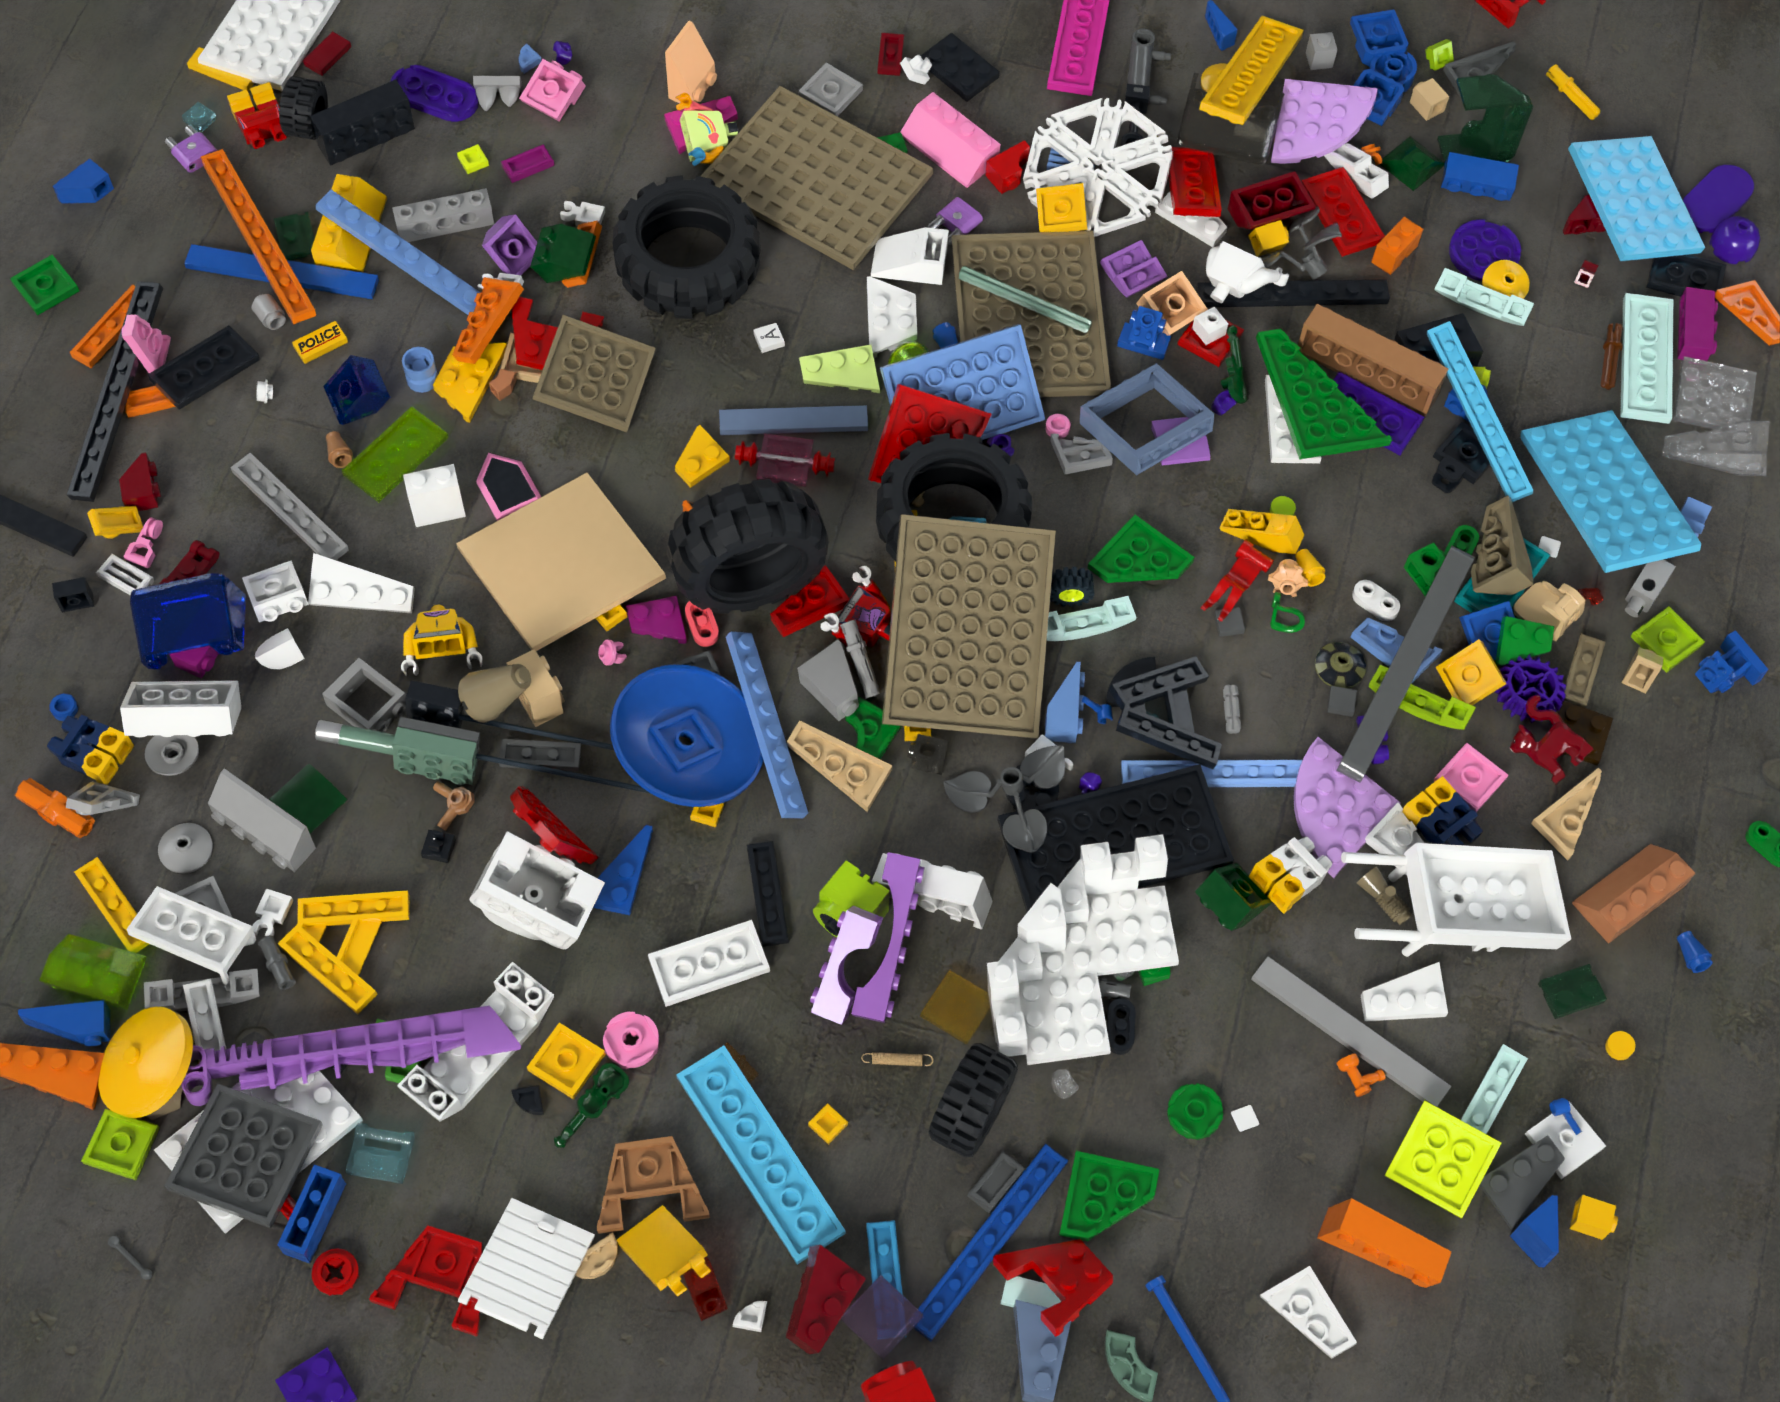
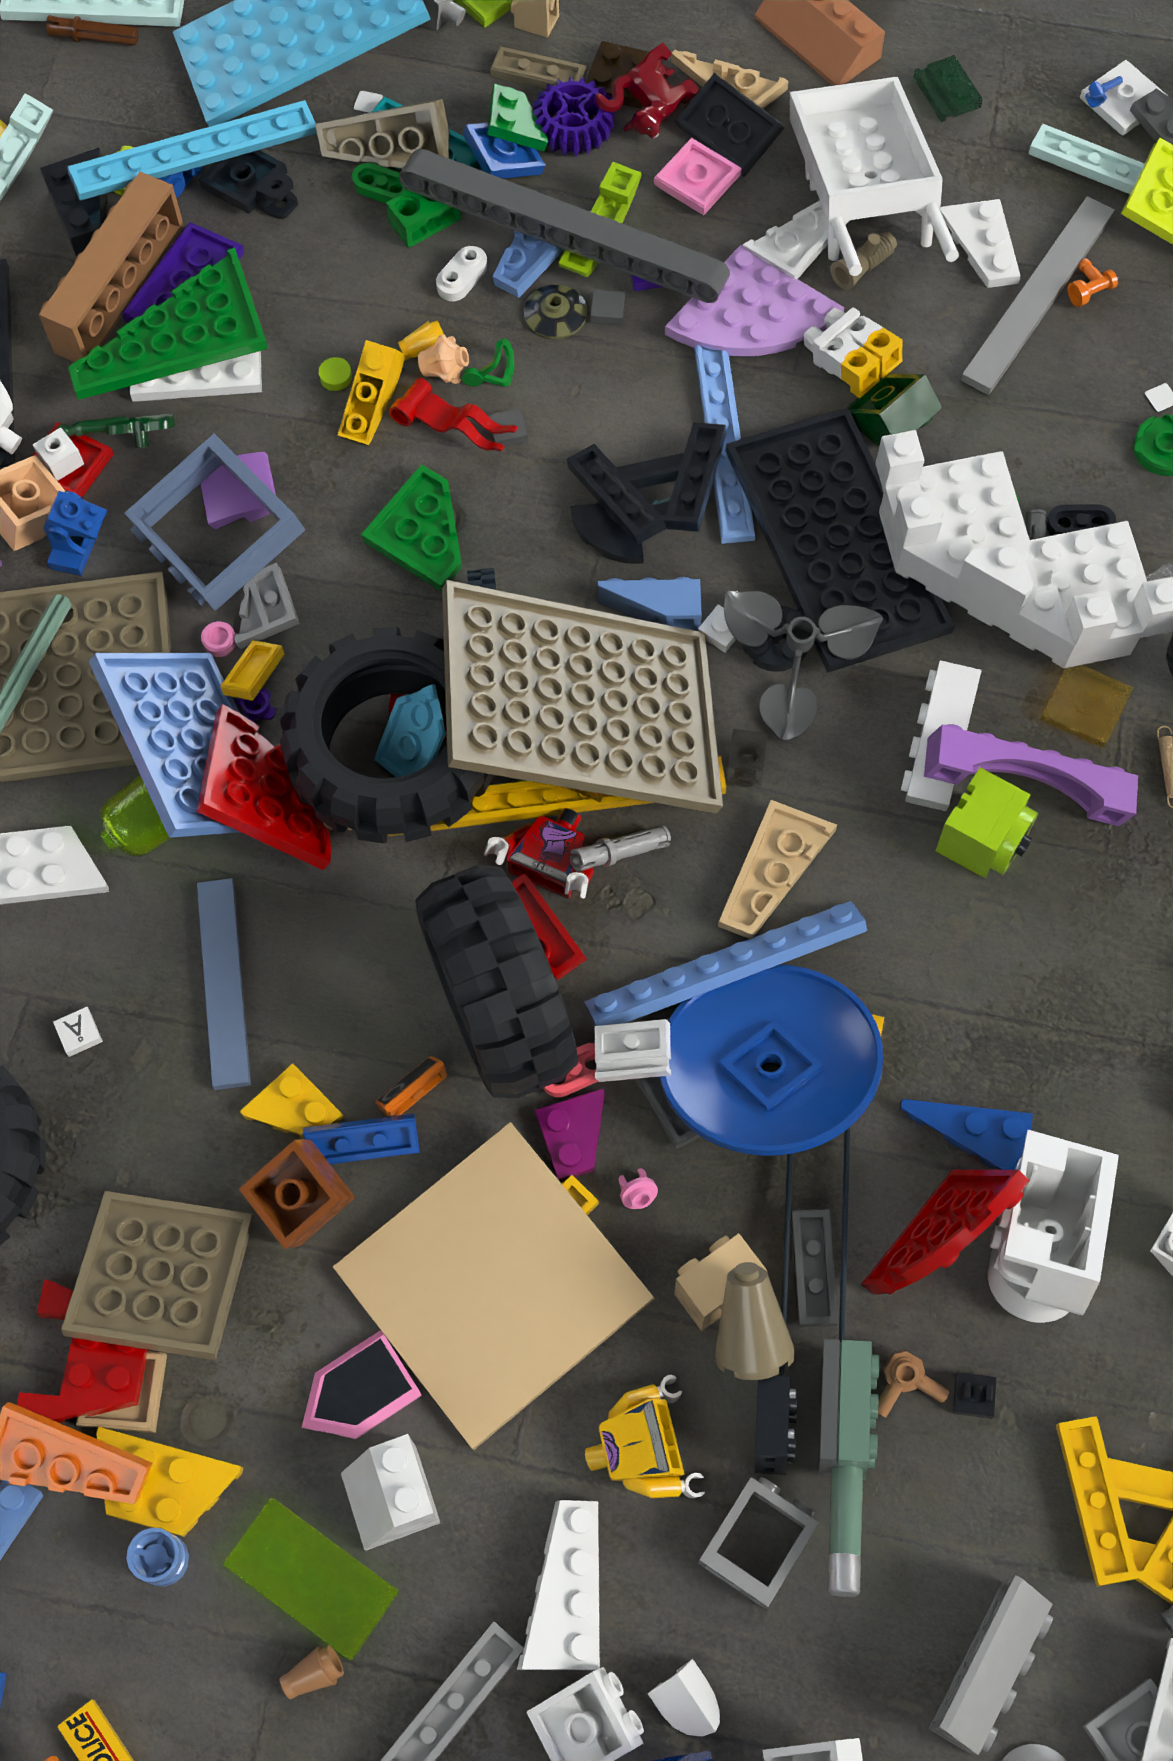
camera: 90 degrees left, 5 degrees up
(271, 909) = (1118, 1624): white plate -> none
(309, 798) = (934, 1604): dark green slope -> none
(356, 390) = (198, 1662): clear blue slope -> none
(503, 384) = (174, 1420): nougat piece -> none
(634, 448) = (297, 1193): none -> dark orange brick
(669, 491) = (365, 1138): none -> blue tile
(705, 649) = (632, 1050): none -> white plate
(708, 963) = (1088, 1002): white plate -> none
(767, 894) = (972, 942): black tile -> none
(785, 459) = (295, 984): clear pink plate -> none
(830, 681) = (655, 883): light grey slope -> none
(835, 996) = (1052, 797): arch -> none
(842, 368) = (134, 921): yellowish green wing -> none
(871, 733) = (712, 835): green tile -> none
(945, 335) = (80, 785): blue cone -> none
(1027, 442) = (252, 670): none -> yellow tile
(1090, 621) = (515, 565): light aqua slope -> none
(1090, 782) = (762, 570): dark purple piece -> none
(1103, 711) = (658, 561): blue hand -> none
(1222, 403) = (175, 444): dark purple piece -> none
(1231, 708) = (633, 421): light grey axle -> none
(1442, 815) = (754, 201): dark blue hips -> none
(1471, 674) = (566, 167): yellow plate -> none
(1523, 805) = (729, 123): none -> black tile
(1550, 606) = (467, 91): tan piece -> none
(1592, 594) = (438, 62): clear red arm -> none
(1620, 1045) = (1004, 47): yellow tile -> none

